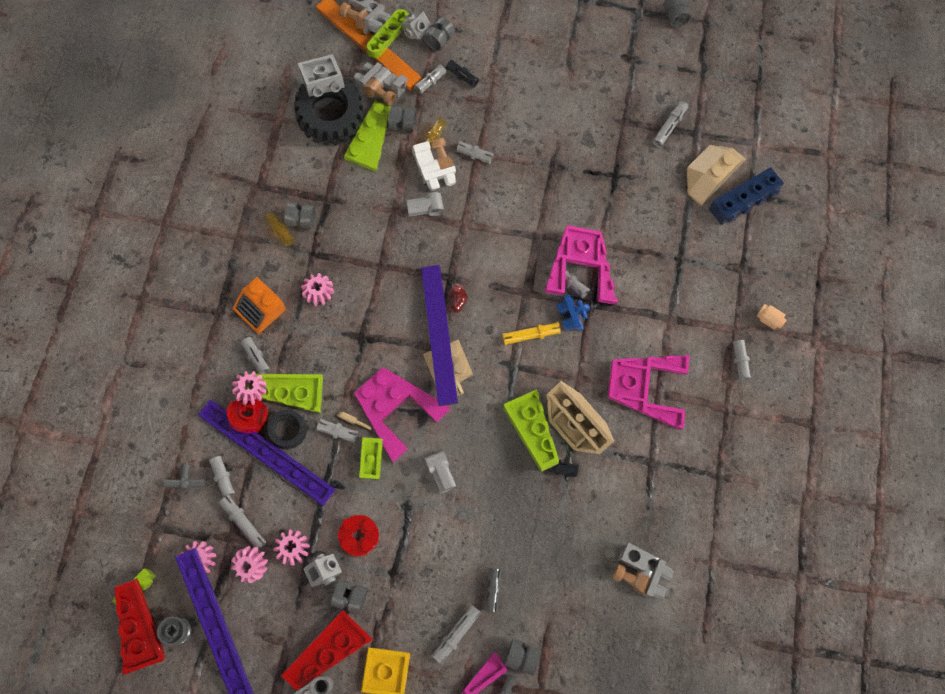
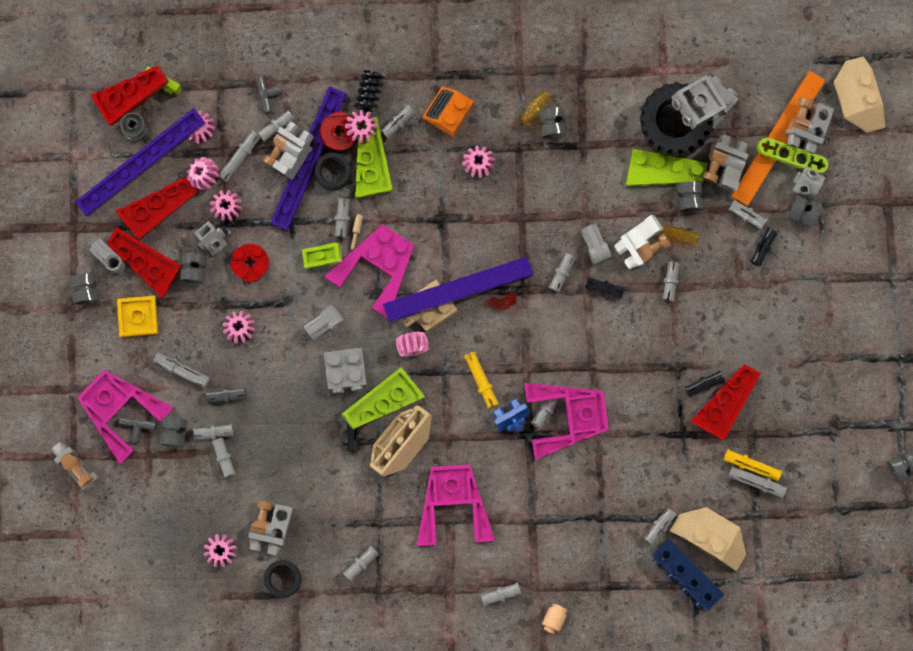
camera: 85 degrees right, 10 degrees up
(214, 375) = (368, 90): none -> black piece
(251, 461) = (294, 150): none -> light grey hips
(273, 631) = (152, 210): none -> red wing
(431, 558) = (233, 333): none -> bright pink gear
(444, 239) = (562, 272): none -> light grey pin
(467, 207) = (604, 287): none -> black pin
(483, 387) = (412, 344): none -> bright pink gear
(494, 461) = (345, 370): none -> light grey plate
(530, 612) = (213, 432): none -> light grey pin
(560, 607) = (223, 458): none -> light grey pin
(574, 146) = (704, 384): none -> black pin
(596, 132) = (727, 403): none -> red wing
(651, 129) = (752, 465): none -> yellow pin
(663, 639) = (223, 544): none -> bright pink gear
(693, 487) = (360, 563): none -> light grey pin
(697, 210) = (660, 526): none -> light grey pin
(712, 564) = (284, 593): none -> black tyre

